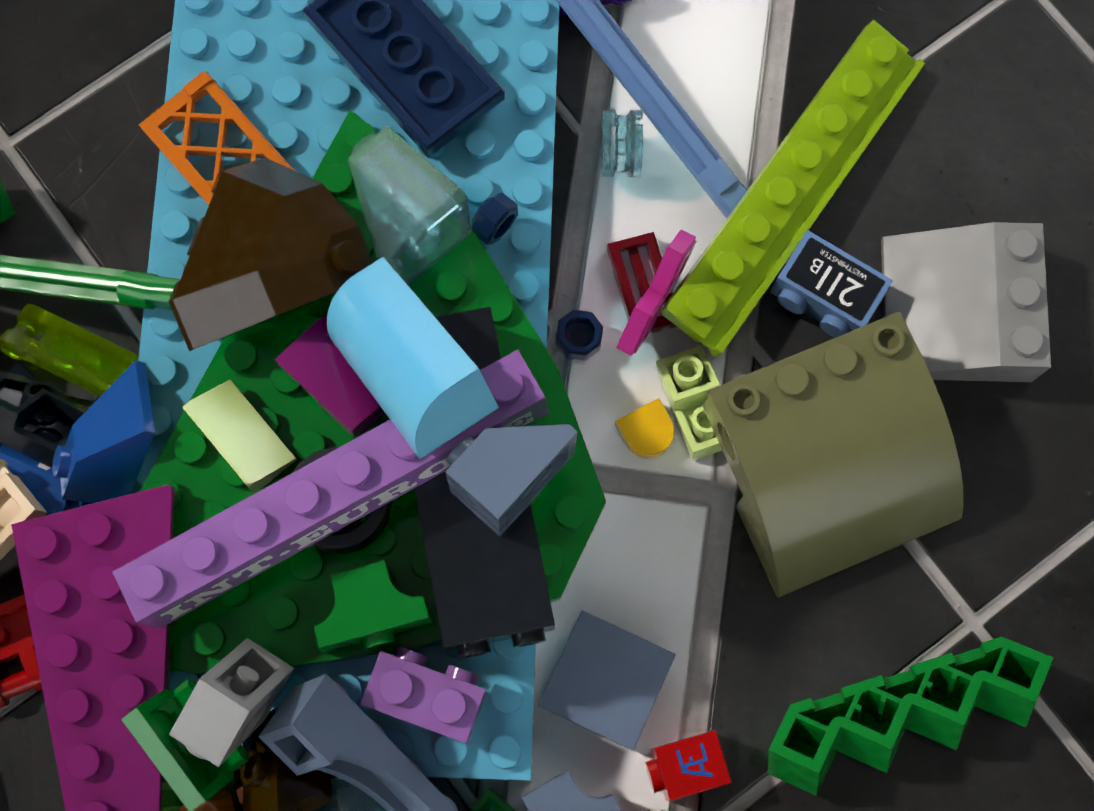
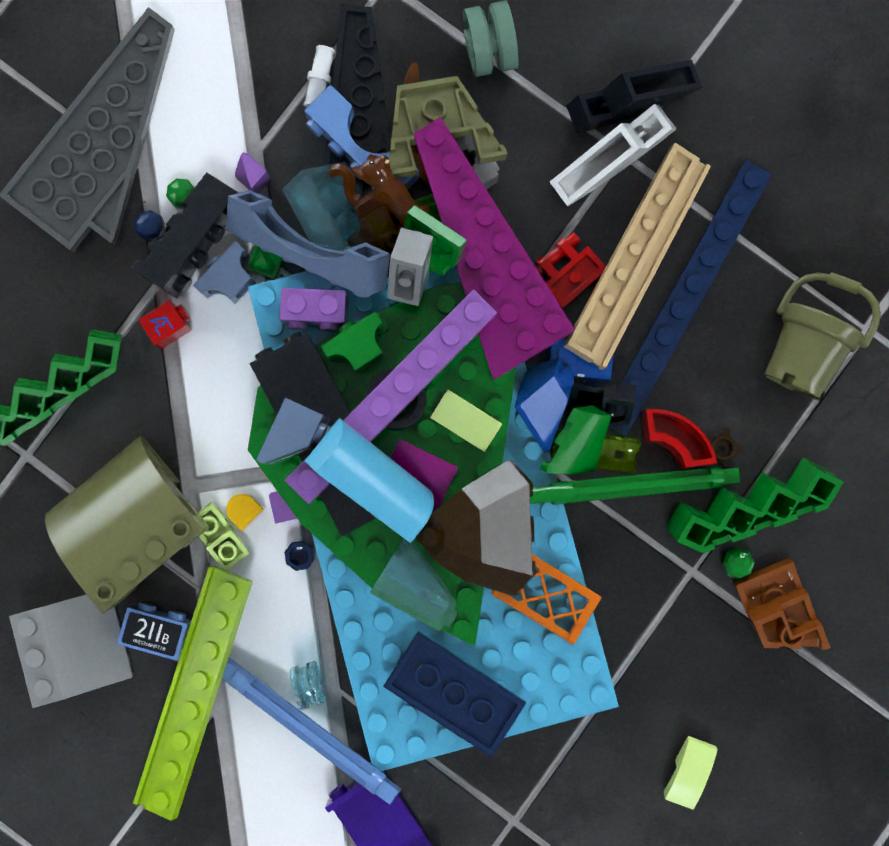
camera: 165 degrees right, 10 degrees up
(83, 361) = (579, 442): none -> green slope
(494, 218) = (364, 602): dark blue tile -> none
(585, 405) = (280, 509): none -> medium lavender slope
(607, 680) = (224, 357): sand blue tile -> none
(631, 246) = (282, 596): dark red tile -> none
(663, 283) = (259, 582): dark pink tile -> none

